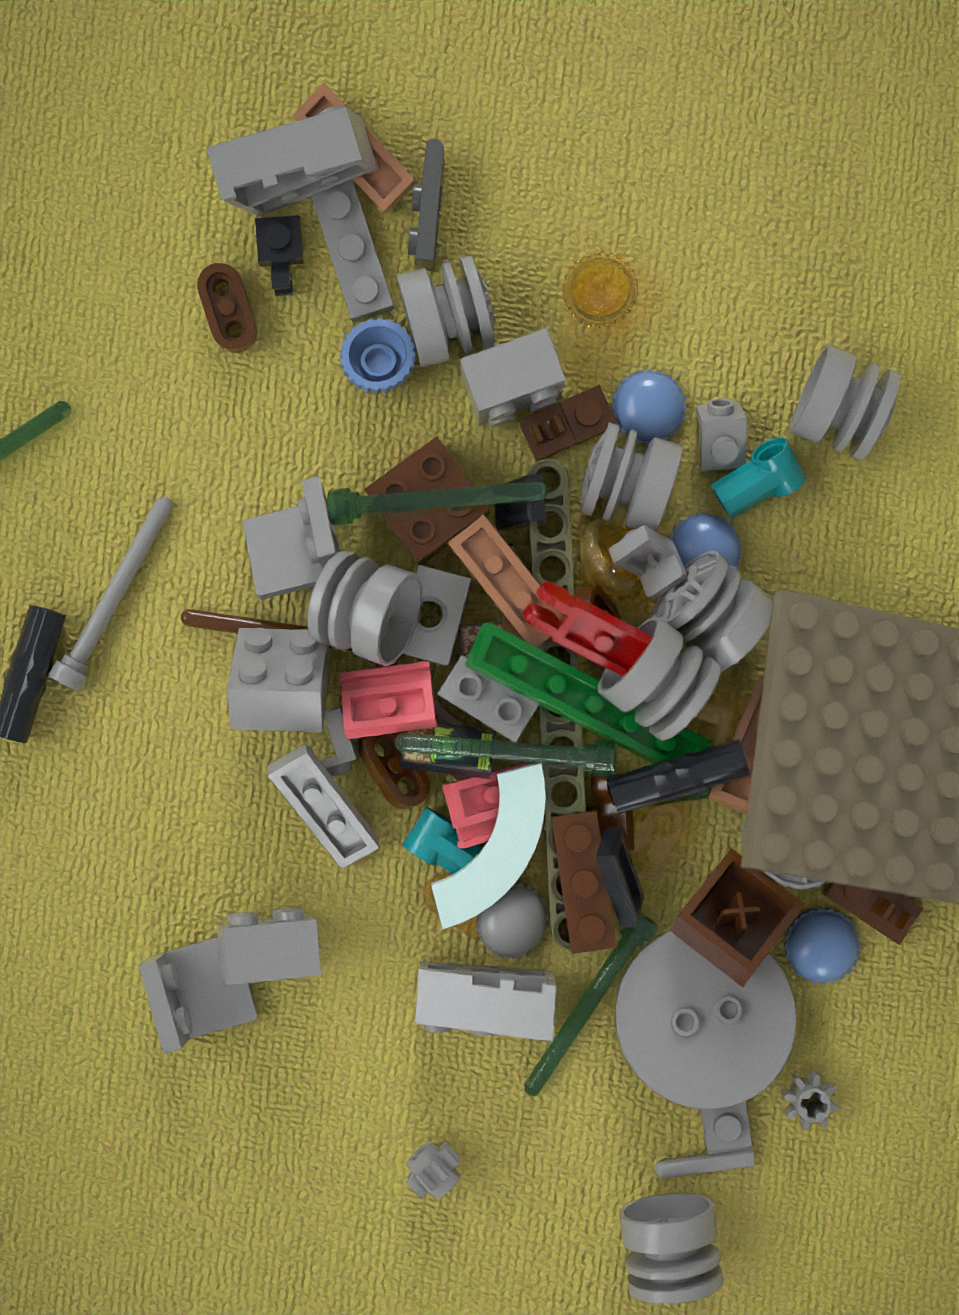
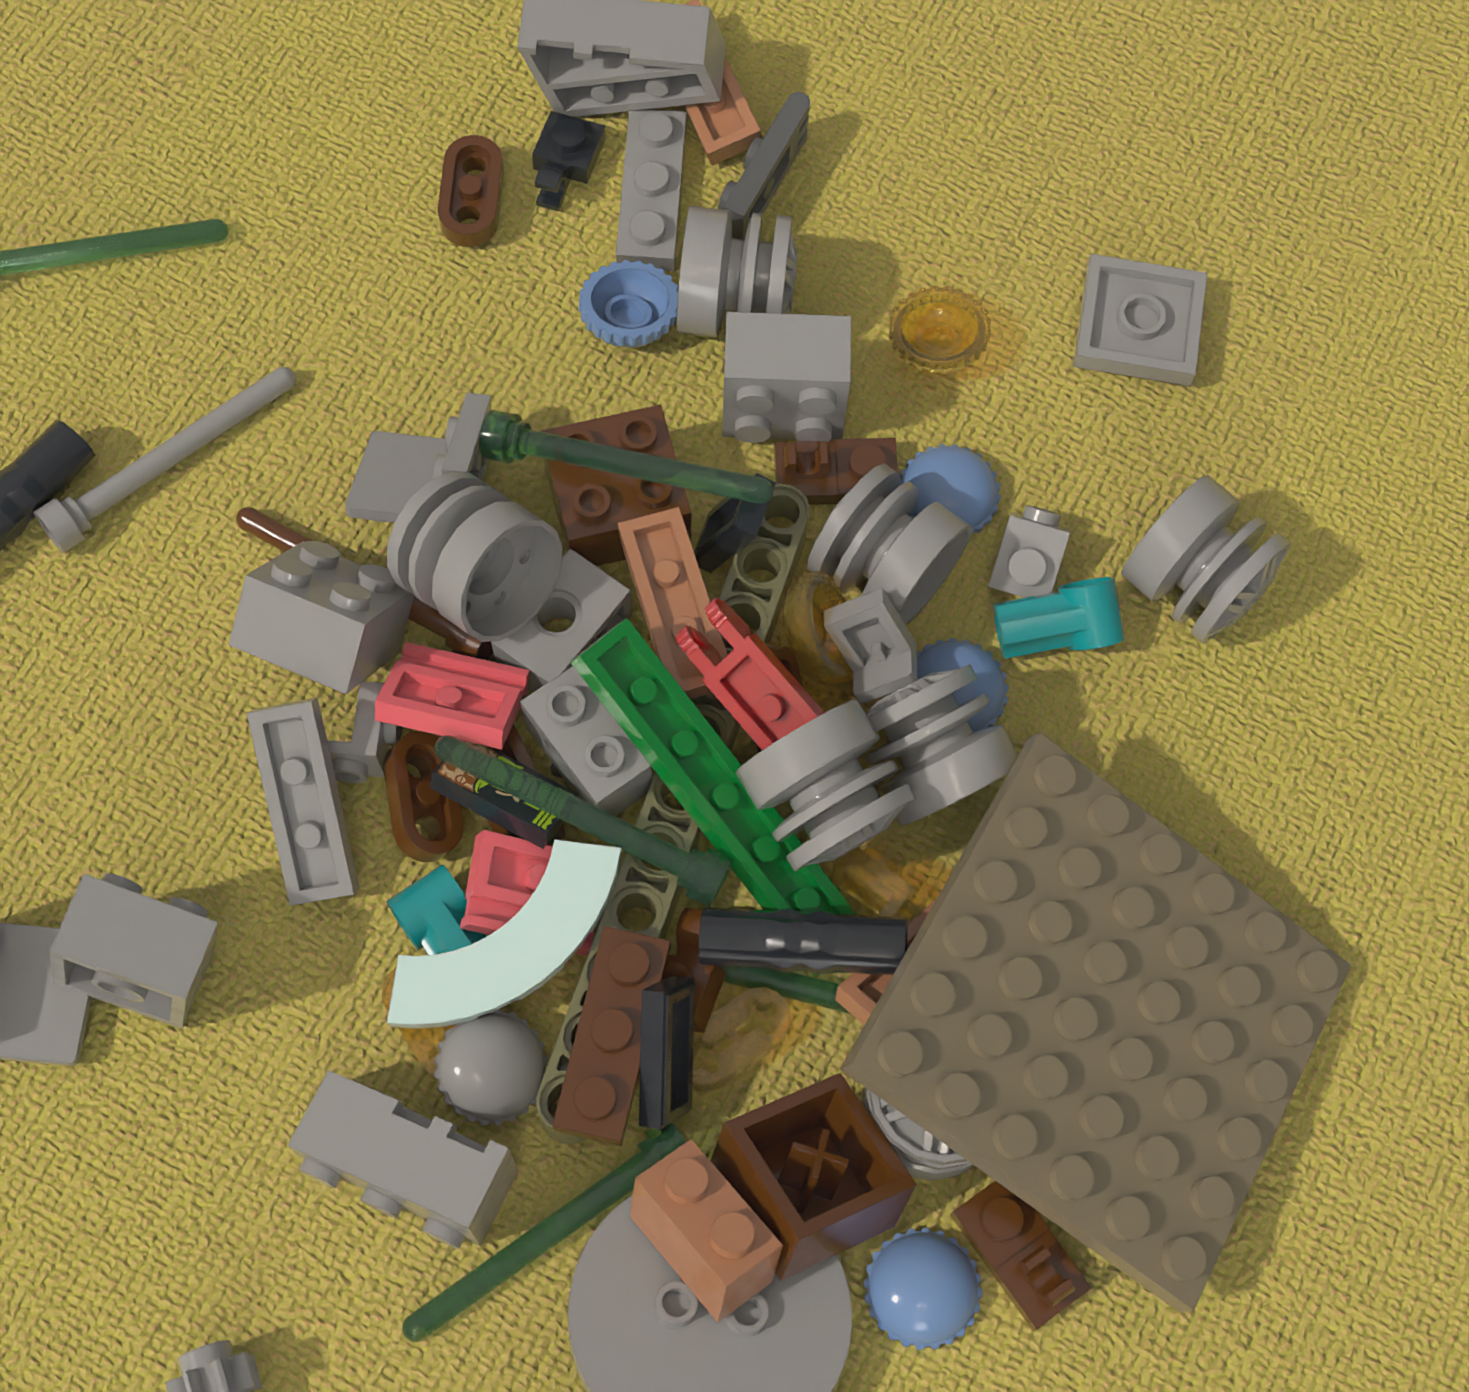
camera: 15 degrees right, 20 degrees down
(688, 978) = (704, 1230): none -> nougat brick
(736, 222) = (1140, 320): none -> light grey plate

